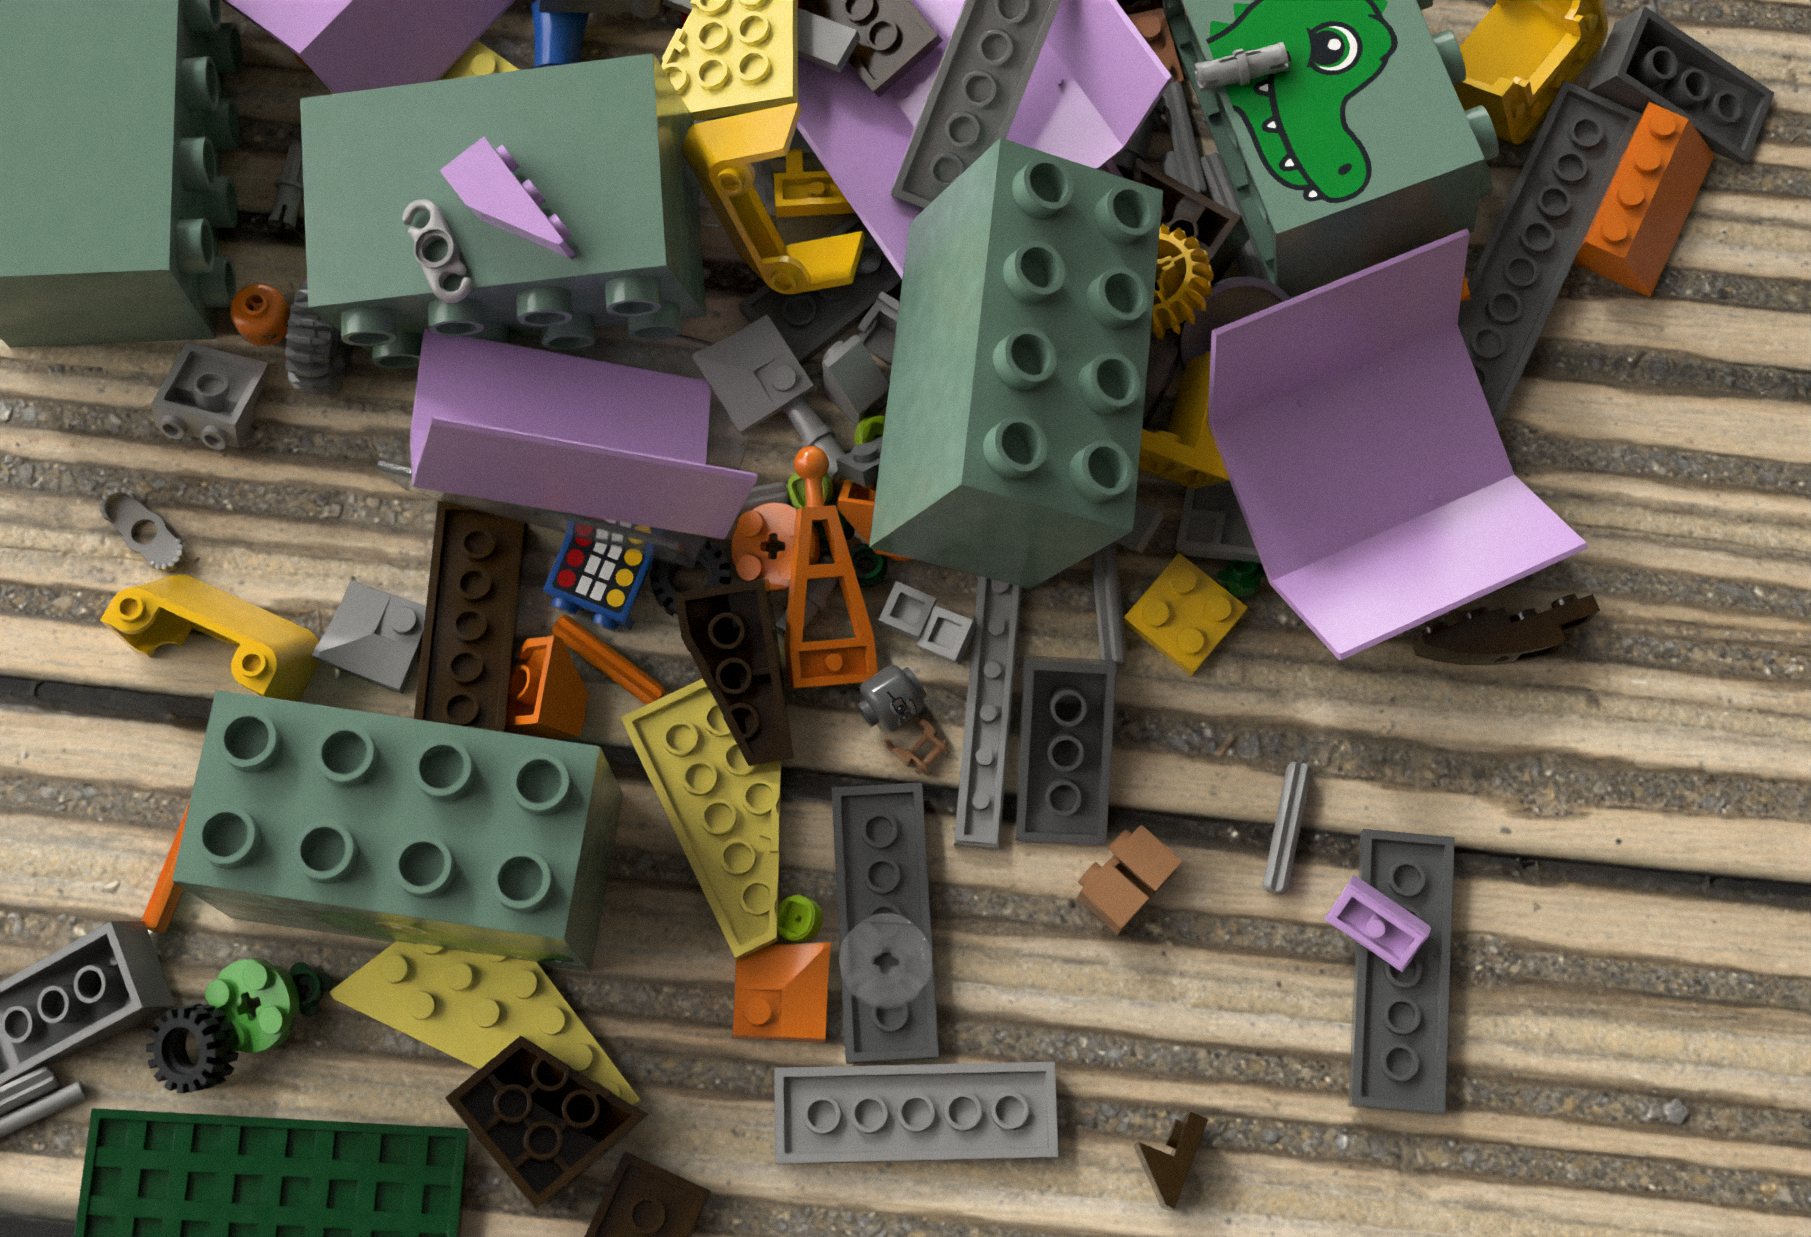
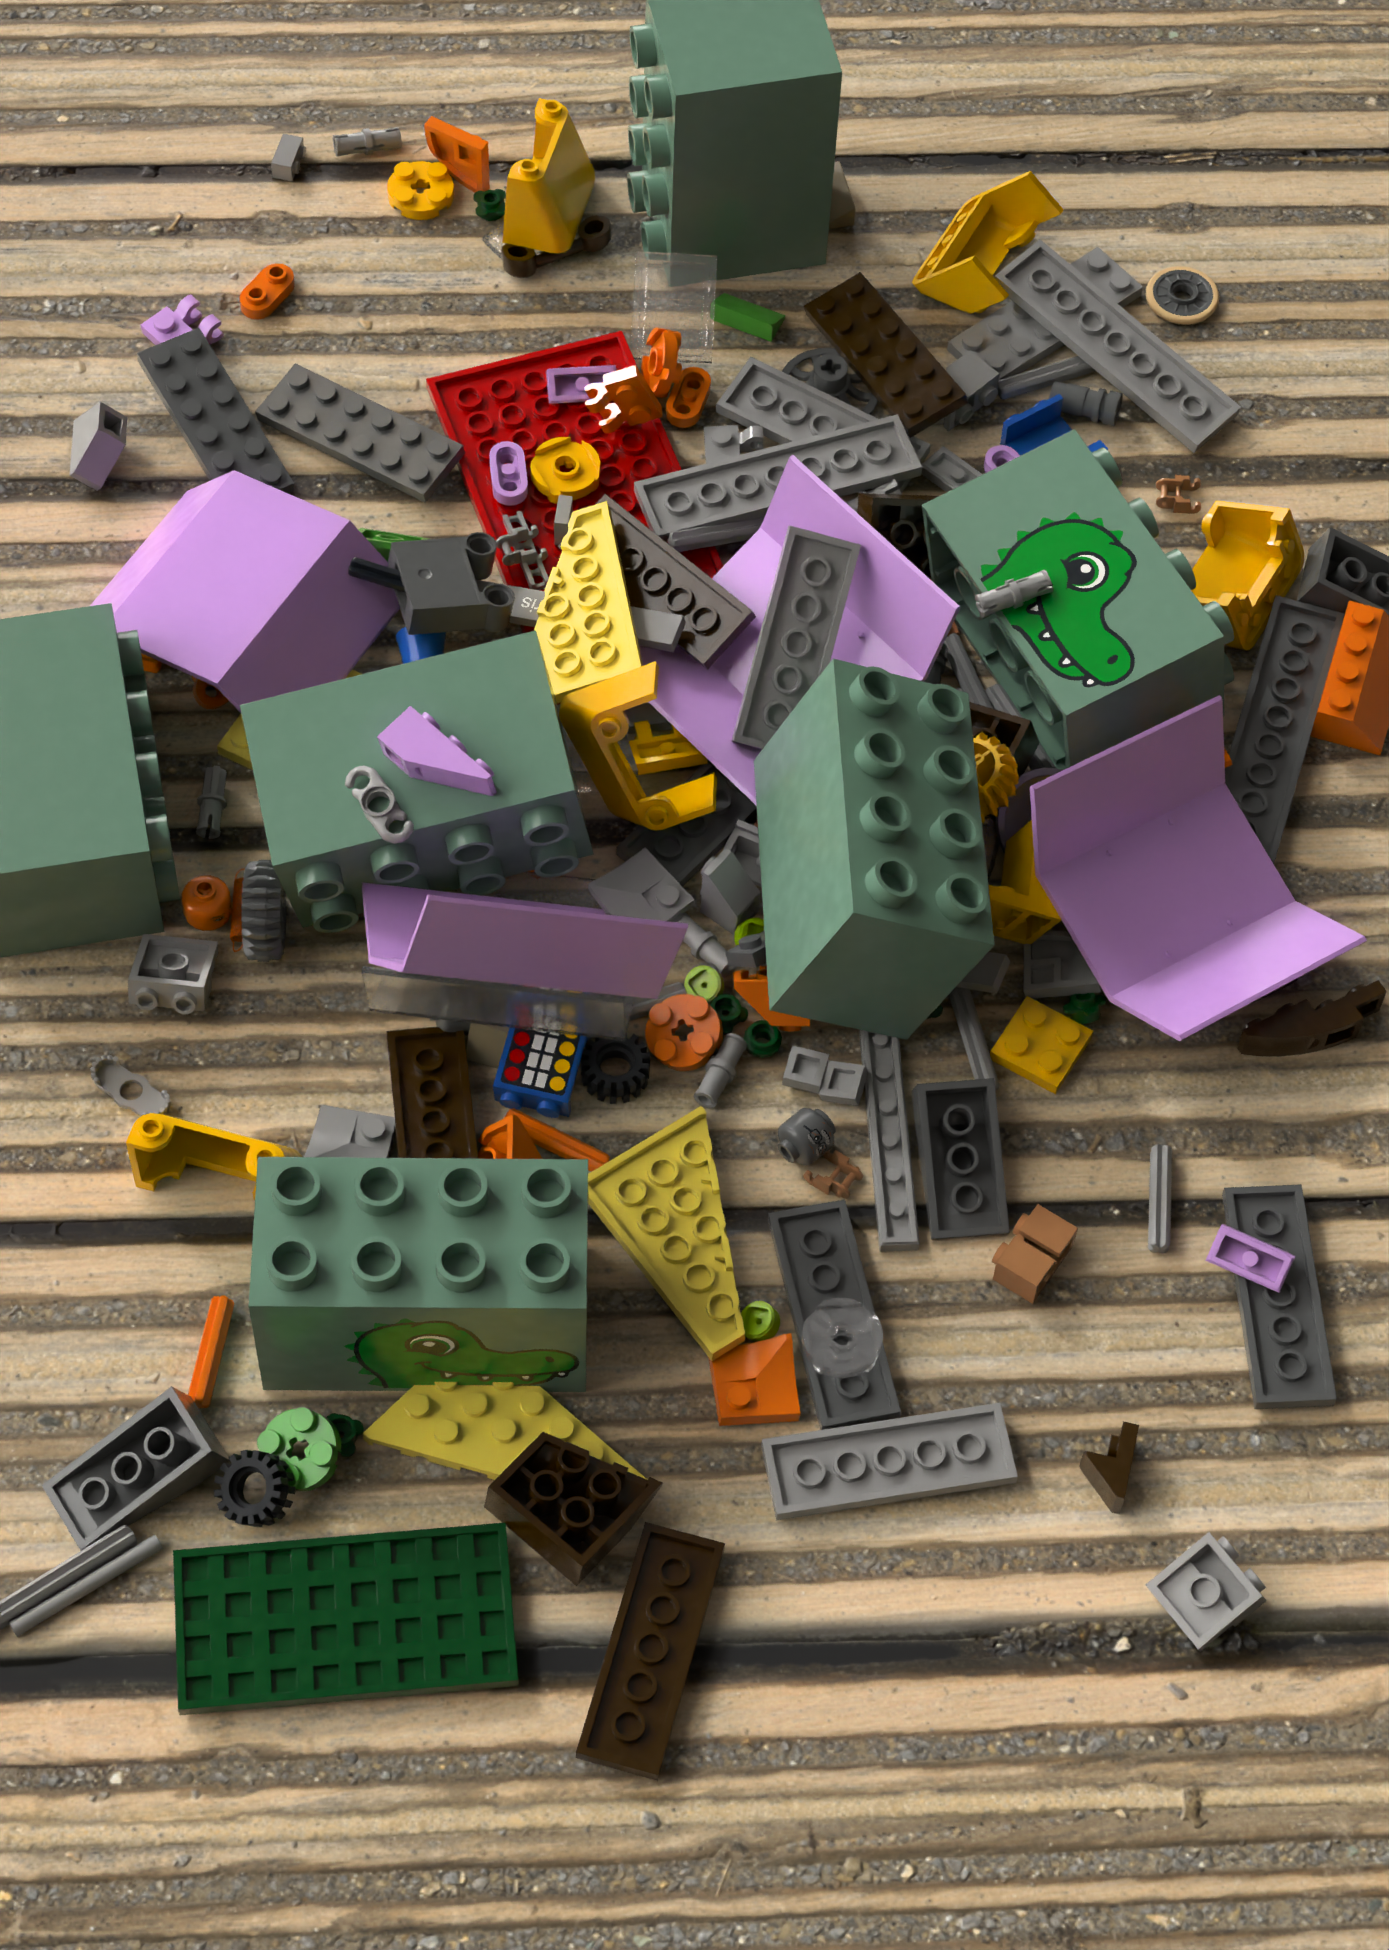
camera: 10 degrees left, 15 degrees down
(738, 654) = (672, 1113): dark brown wedge -> none
(826, 660) = (741, 1114): orange plate -> none

